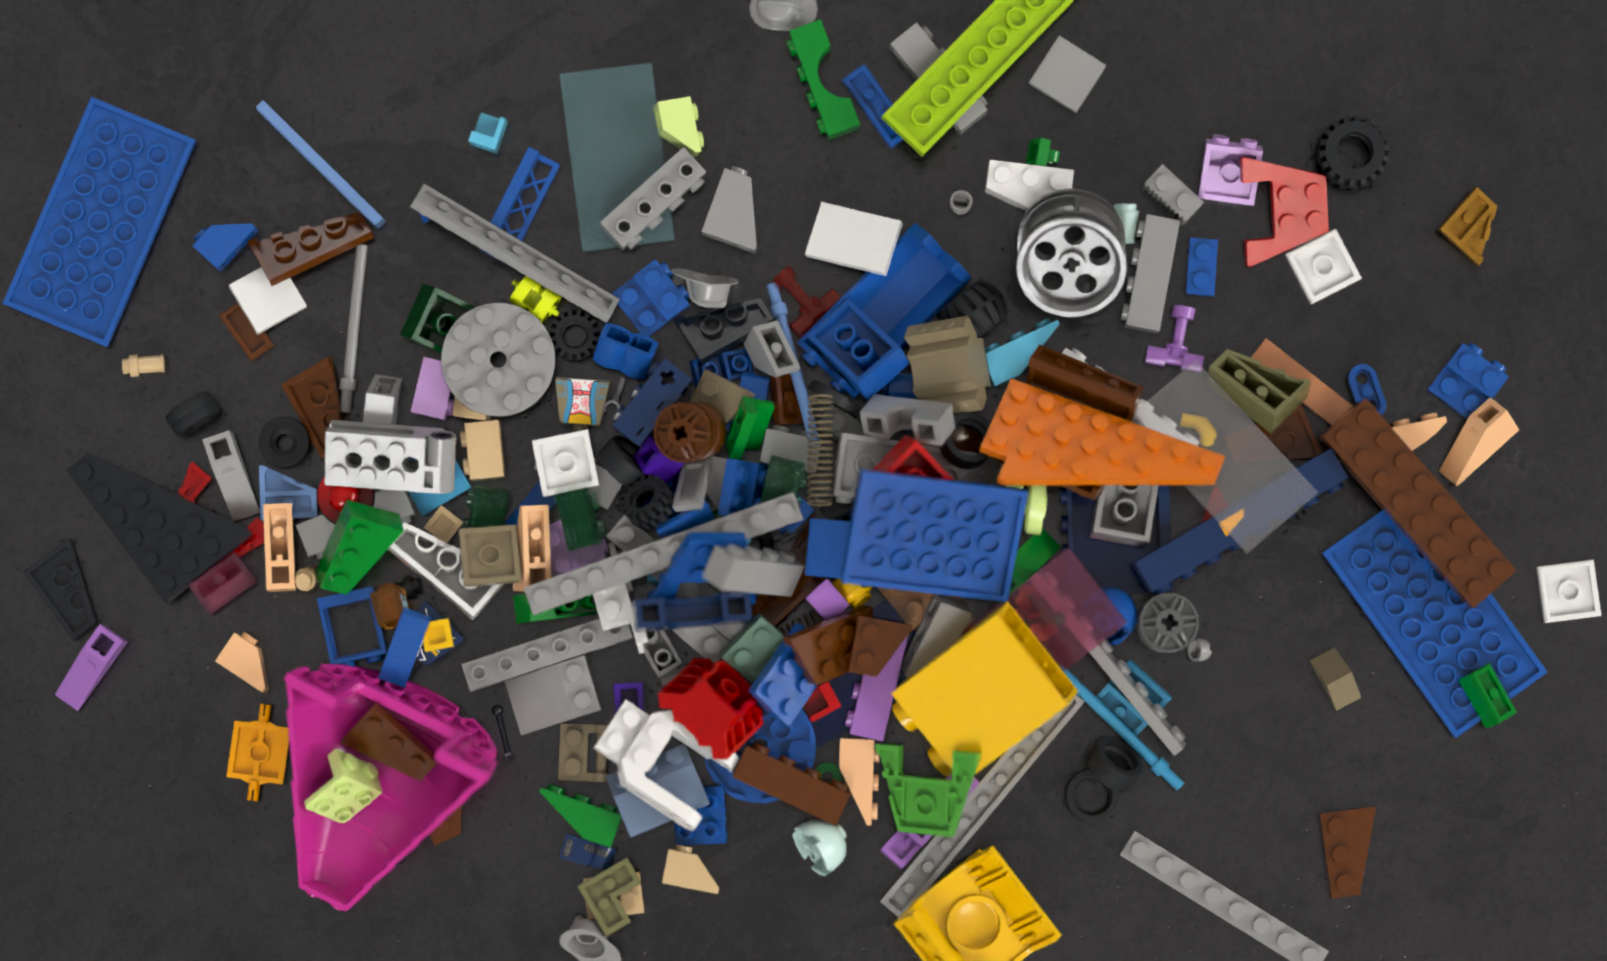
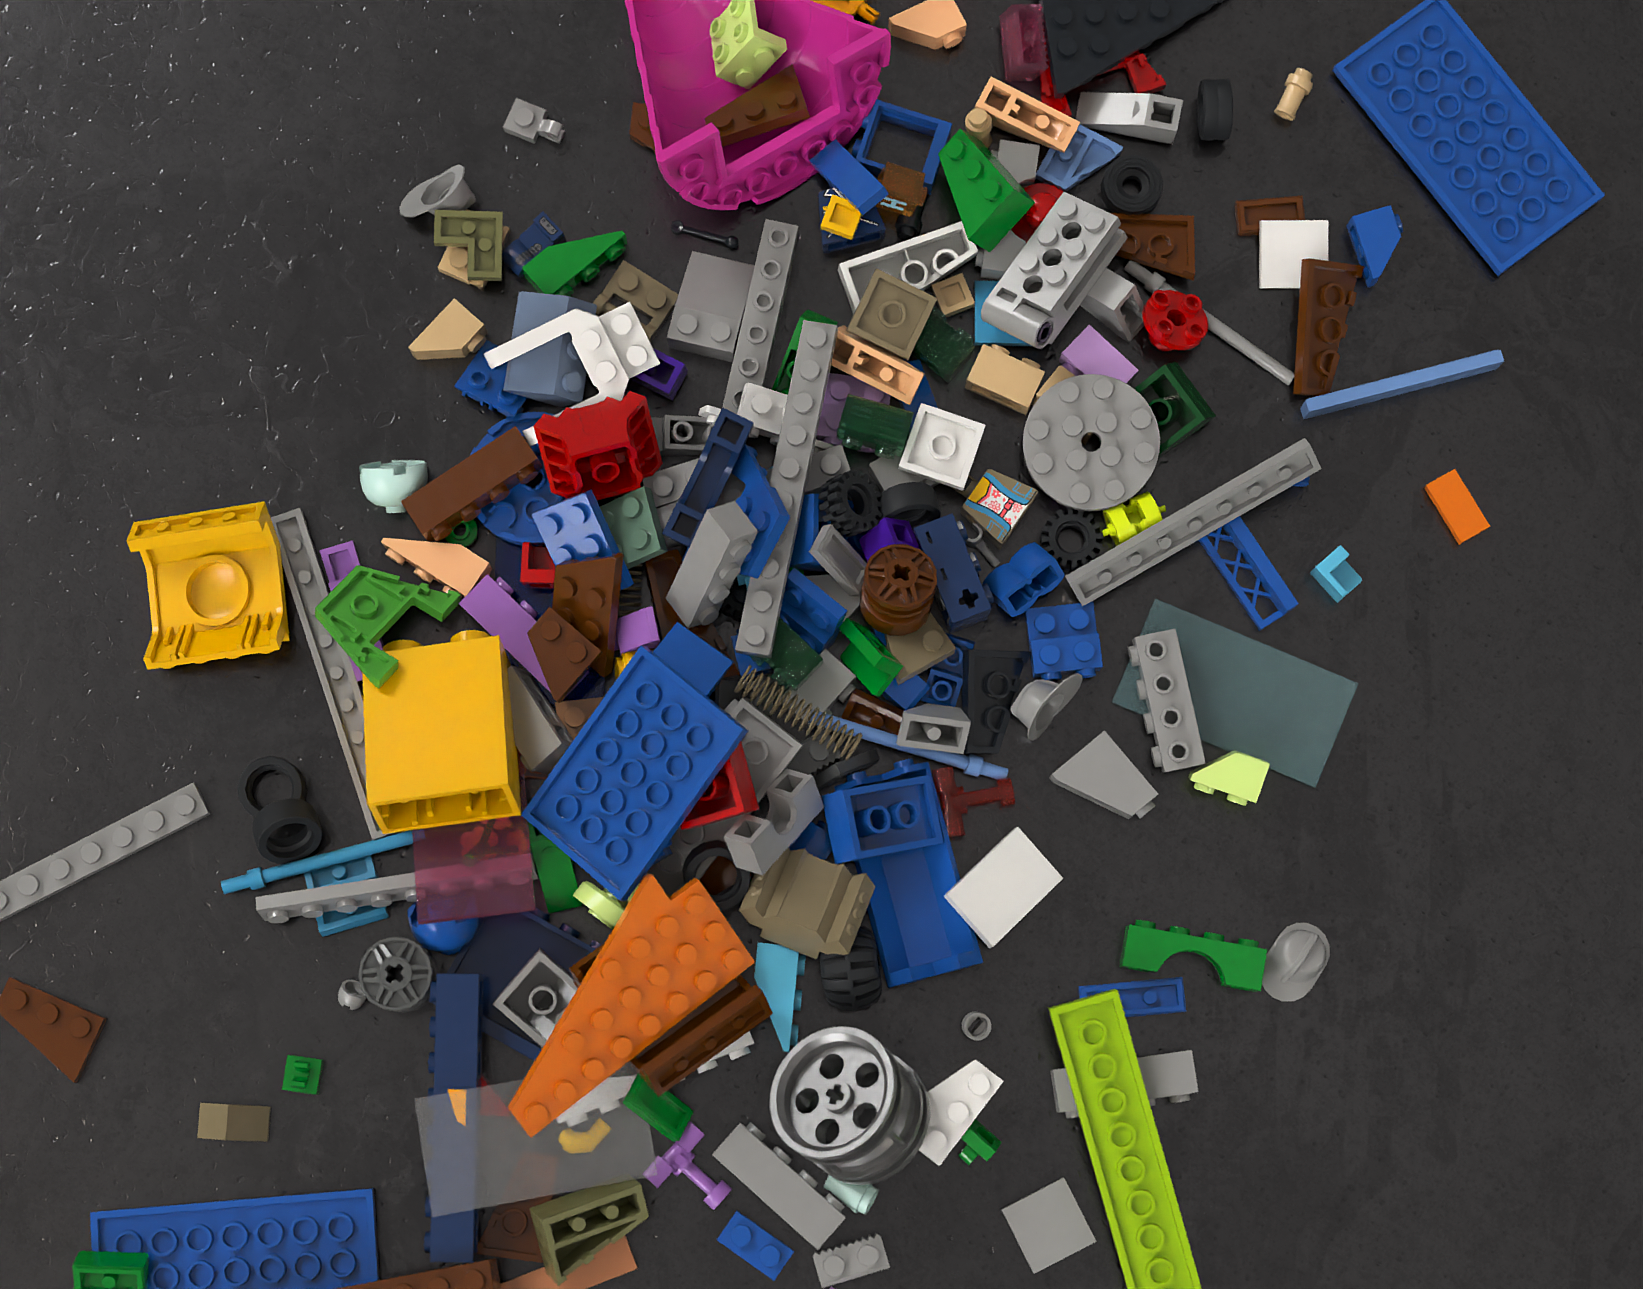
camera: 120 degrees right, 5 degrees down
(370, 351) = (1174, 320): none -> red plate
(387, 75) = (1456, 506): none -> orange tile
(494, 914) = (530, 121): none -> light grey plate
(1151, 376) = (663, 1112): none -> green tile
(1274, 650) = (303, 1074): none -> green tile

